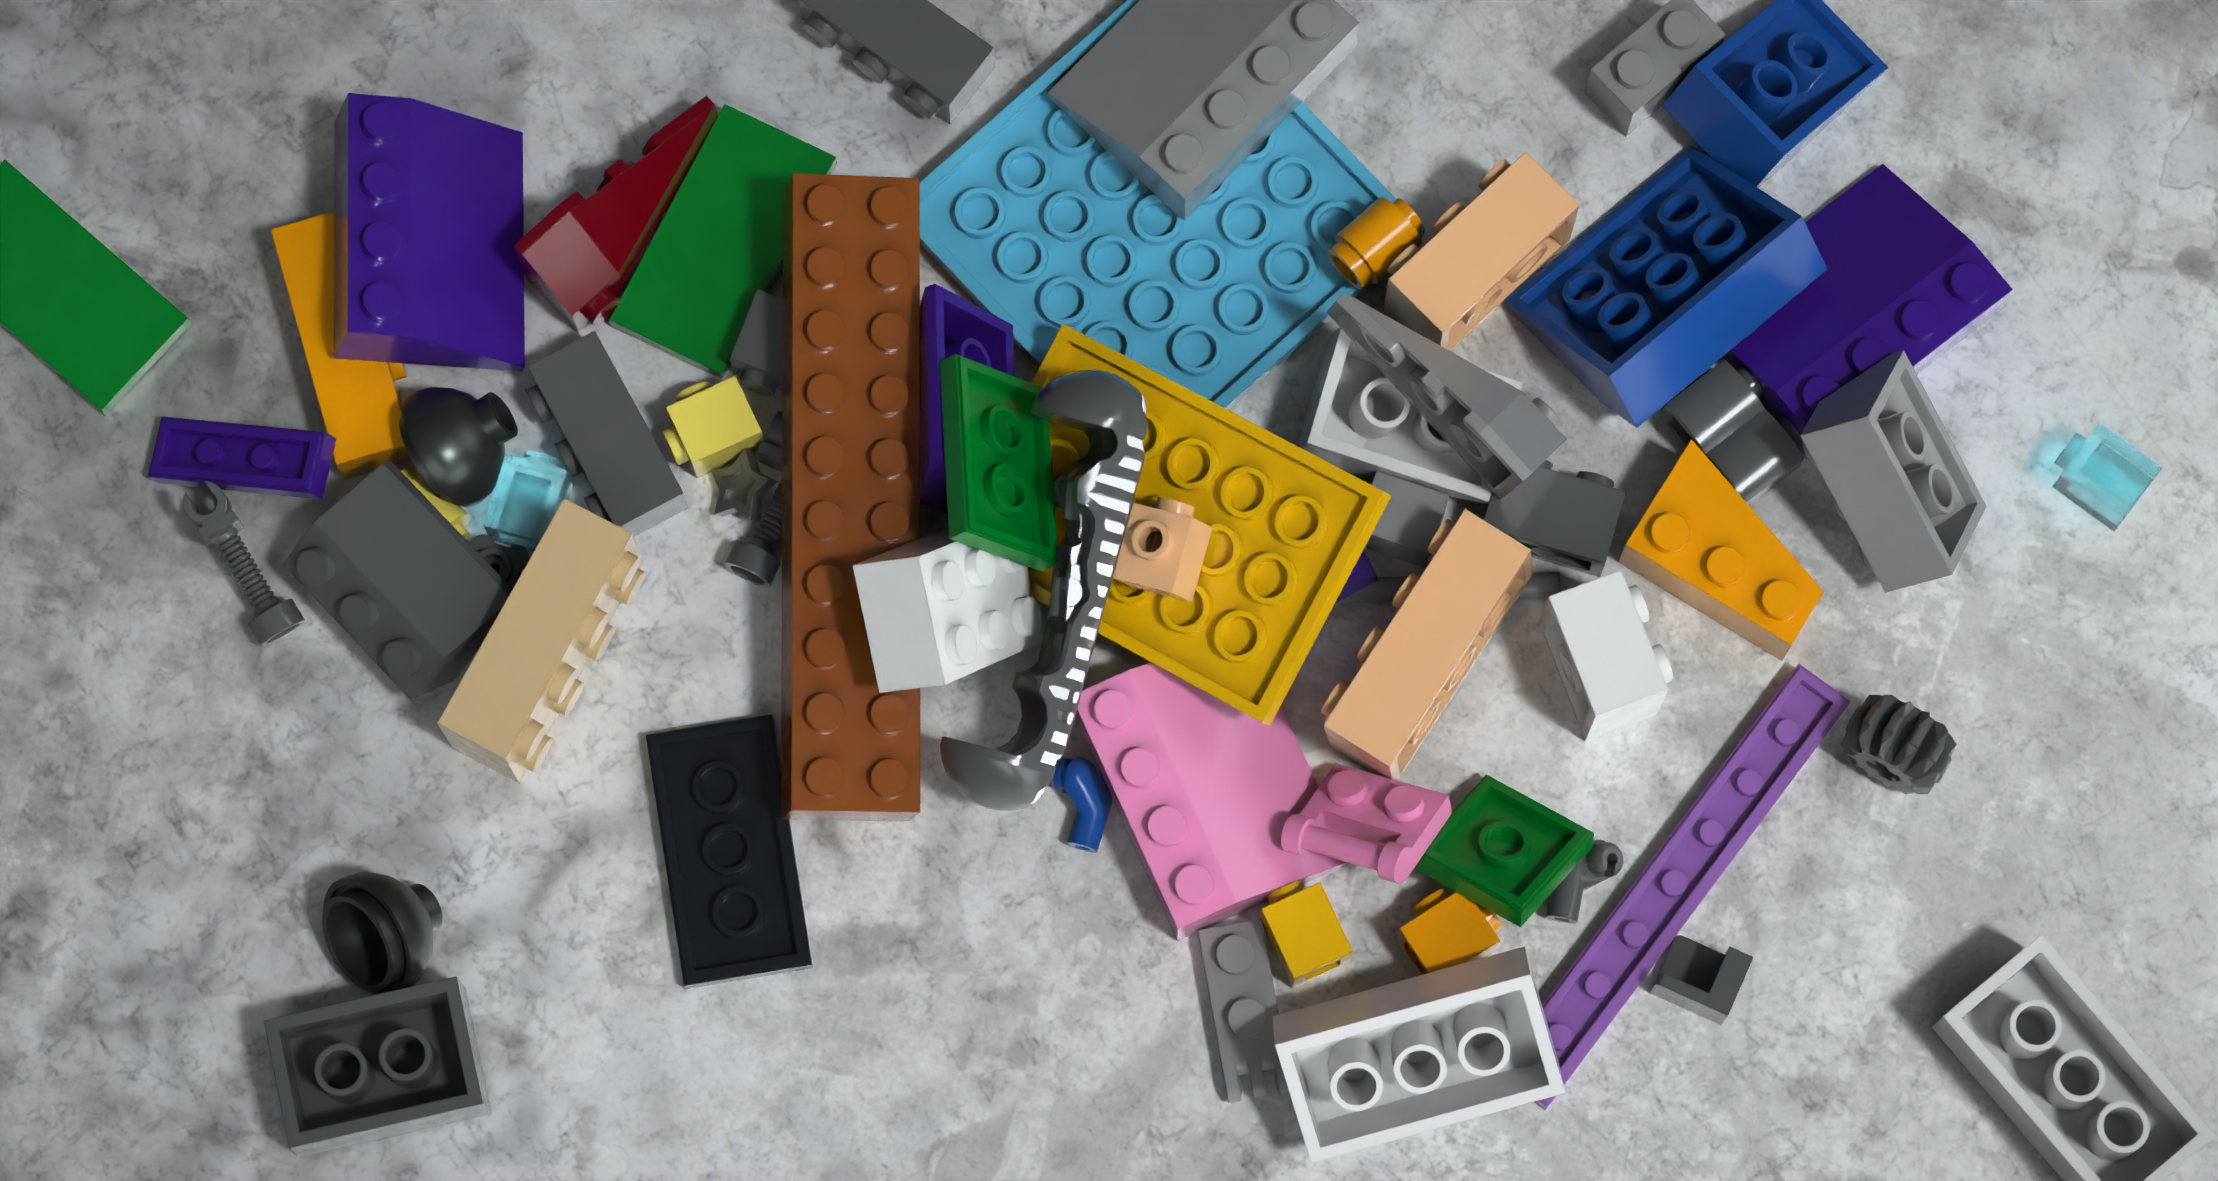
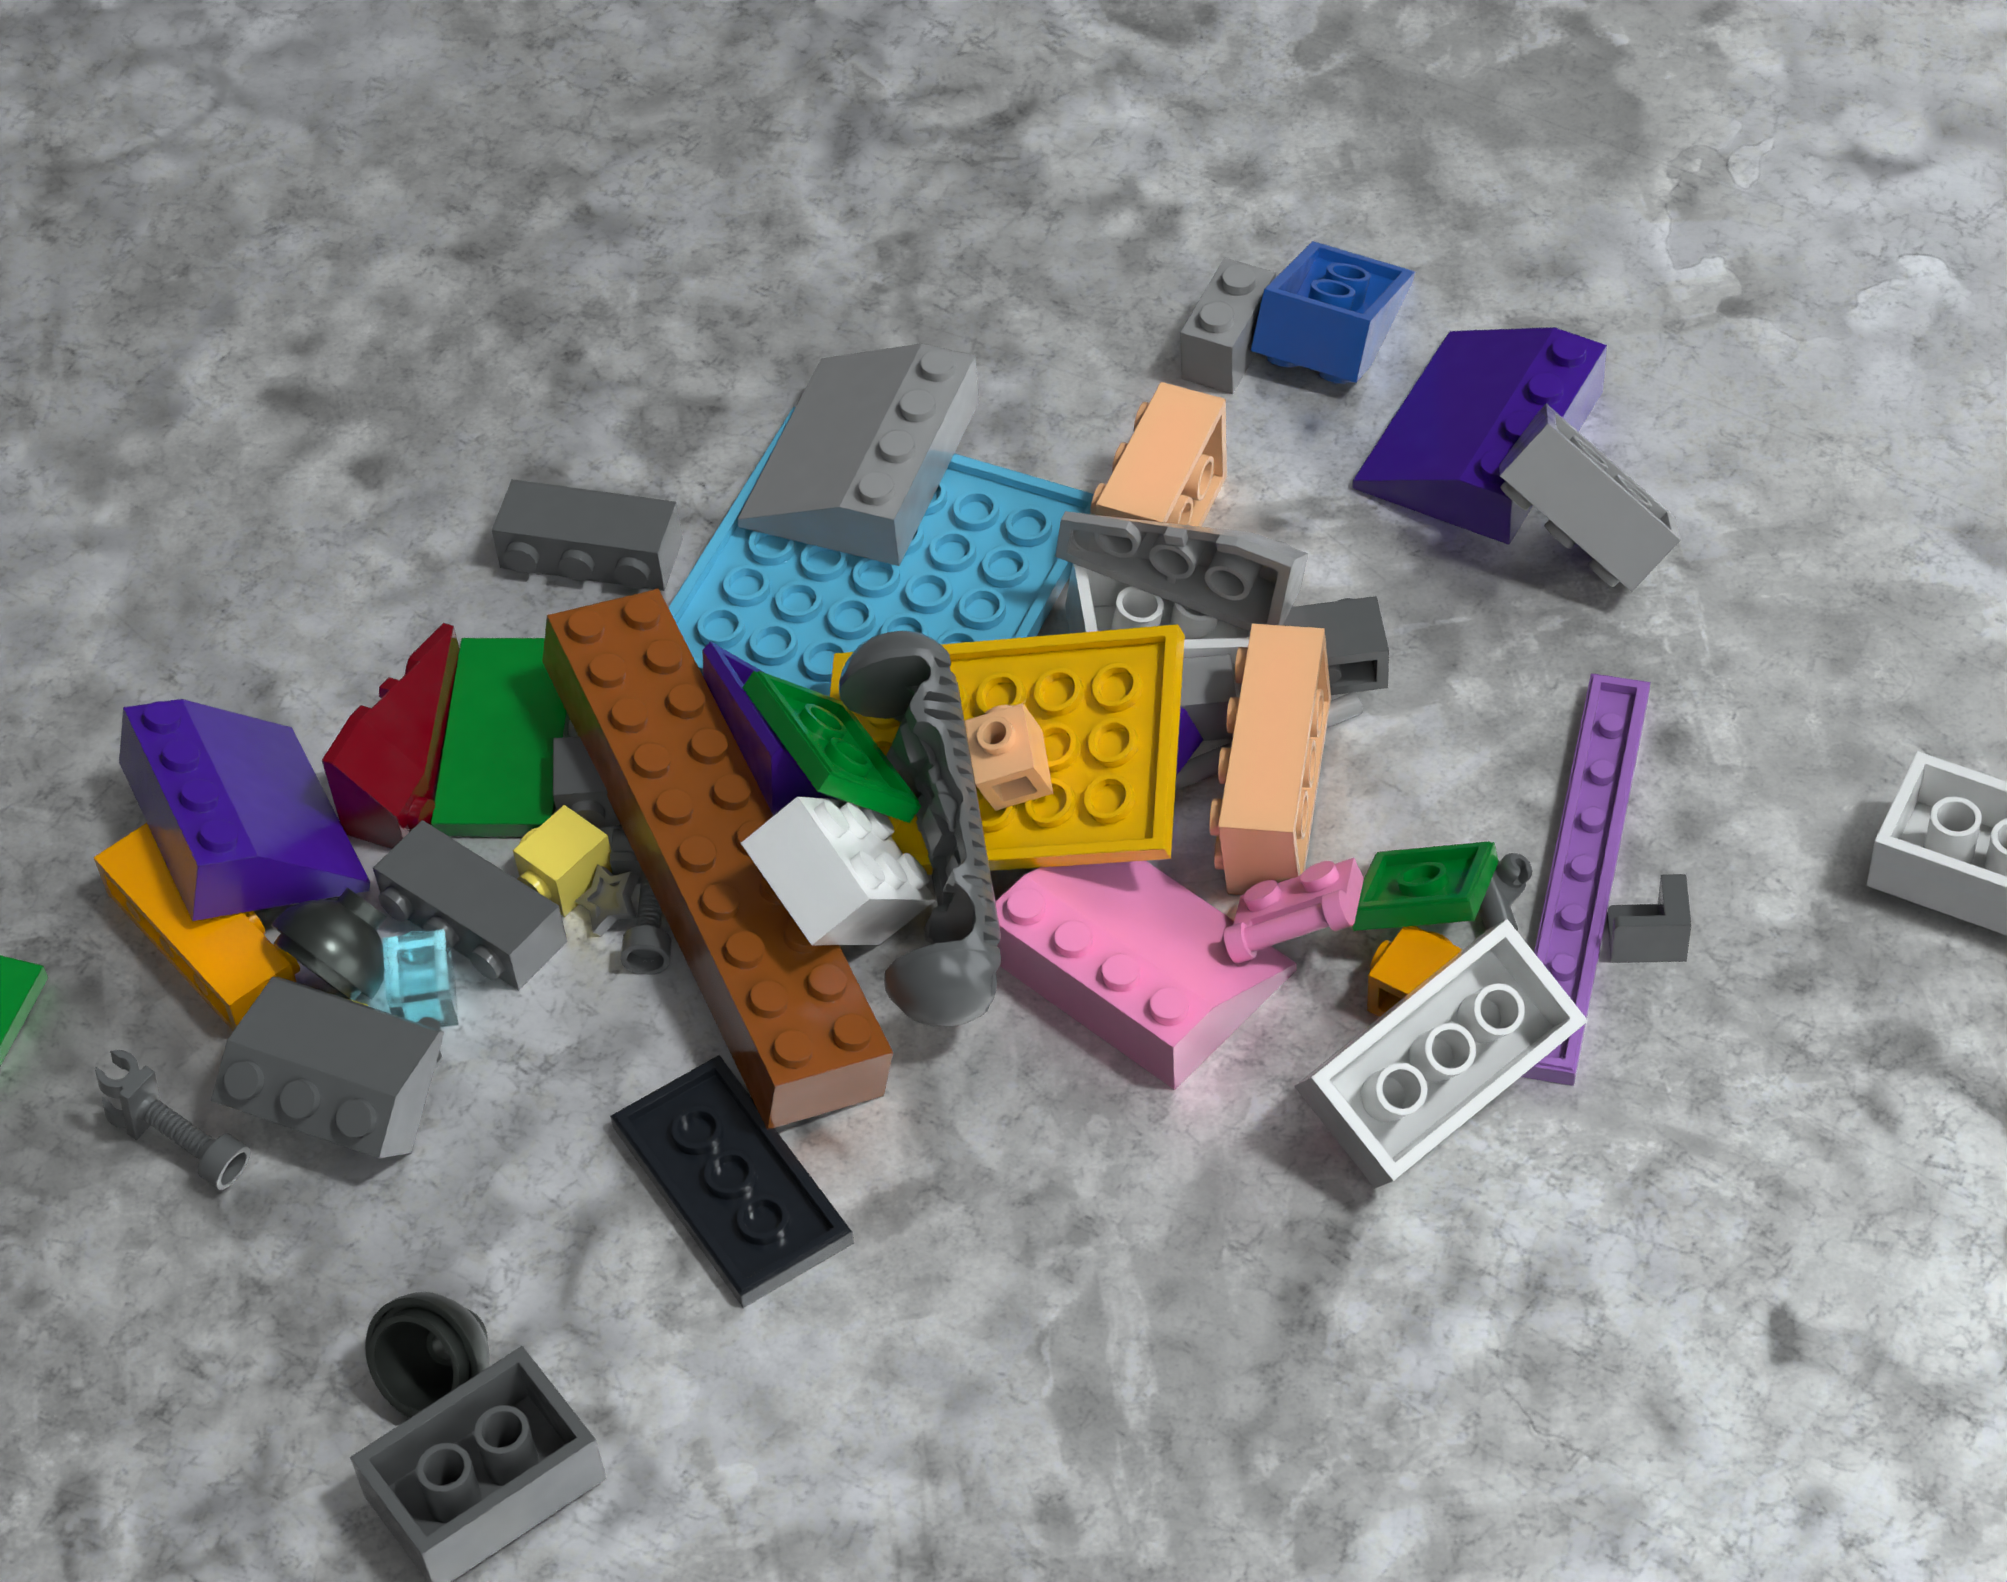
camera: 20 degrees left, 25 degrees down
(242, 457) = (150, 1033): dark purple tile -> none
(543, 642) = (482, 1066): tan brick -> none
(1090, 797) = (1044, 1010): blue arm -> none
(1242, 1005) = (1264, 1111): light grey hinge -> none
(1305, 932) = (1287, 1025): yellow brick -> none
(1374, 241) = (1068, 491): light orange brick -> none
(1605, 654) = (1426, 713): white brick -> none
(1668, 284) = (1332, 451): blue slope -> none
(1721, 557) = (1484, 621): light orange wedge -> none
(1736, 430) = (1440, 540): dark grey brick -> none
(1898, 744) = (1710, 684): dark grey gear -> none
(2104, 475) = (1757, 452): clear light blue brick -> none

